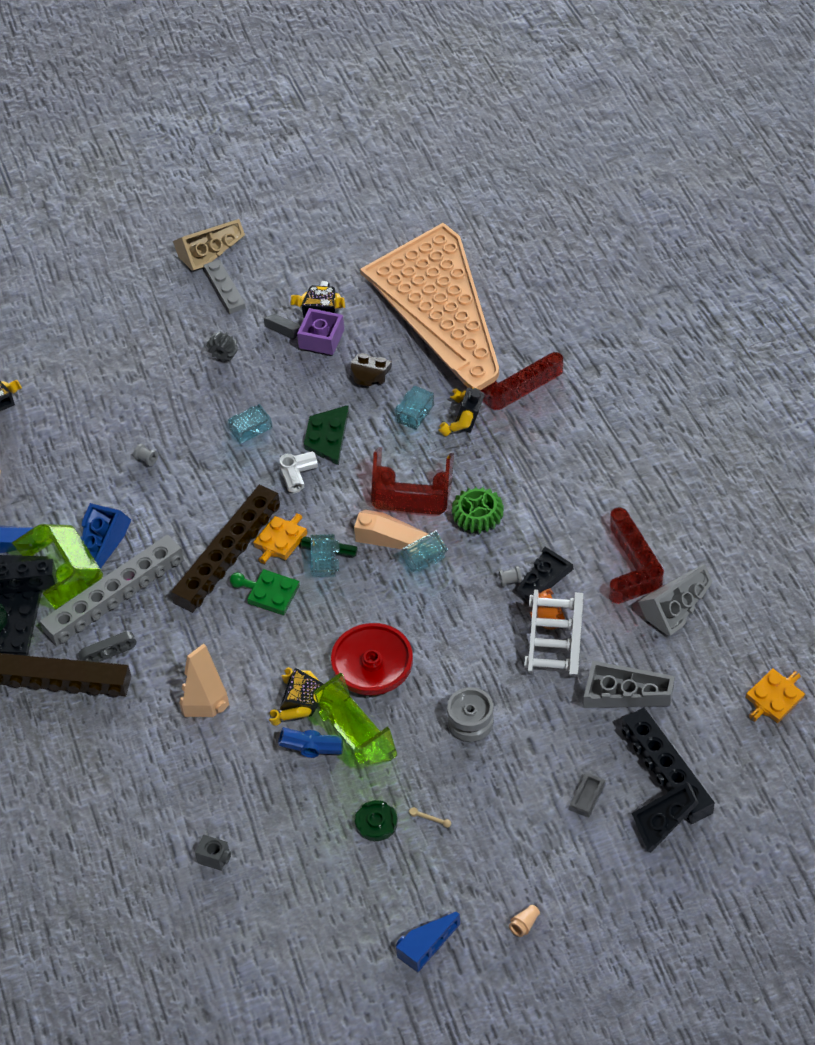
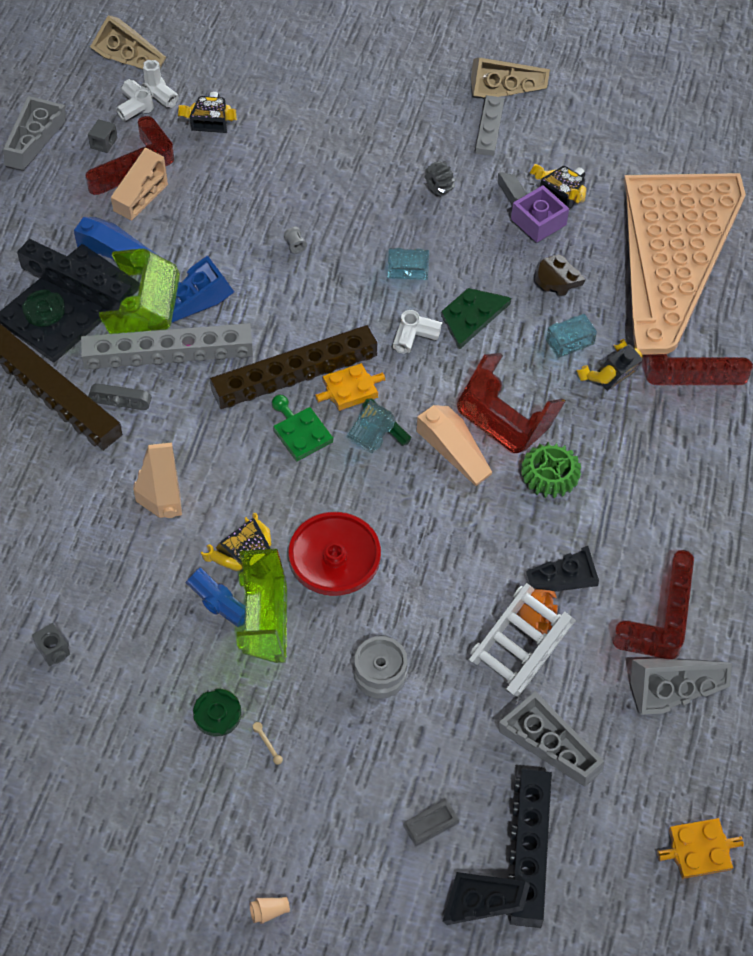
camera: 30 degrees right, 5 degrees up
(423, 942) = (160, 863): blue slope -> none
(424, 551) = (466, 480): clear light blue brick -> none
(510, 576) = (530, 554): light grey bush -> none

